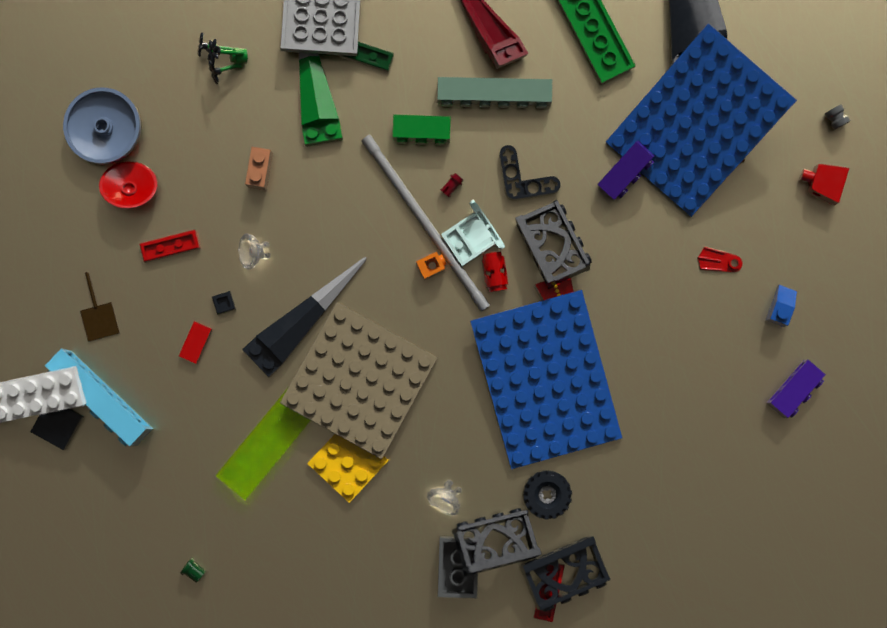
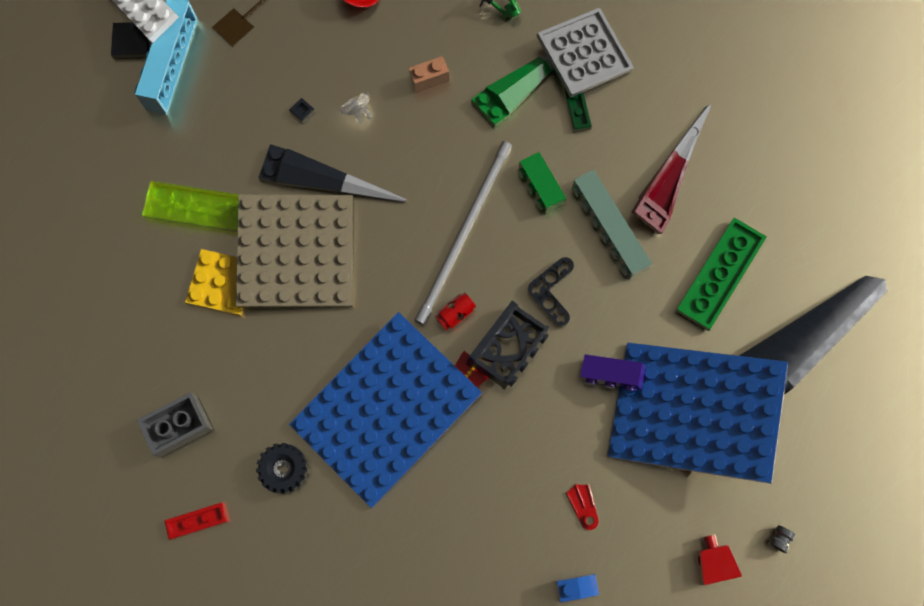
camera: 65 degrees right, 10 degrees down
(170, 246) = (325, 44): red tile -> none
(193, 570) = (60, 207): dark green bush -> none
(195, 342) = (256, 106): red tile -> none
(423, 265) = (427, 249): orange brick -> none
(445, 499) = (231, 380): clear hair -> none
(452, 184) = (509, 234): dark red pin -> none
(472, 236) = (475, 275): light aqua piece -> none
(482, 564) = (214, 472): black fence -> none
(539, 565) = (210, 497): black fence -> none

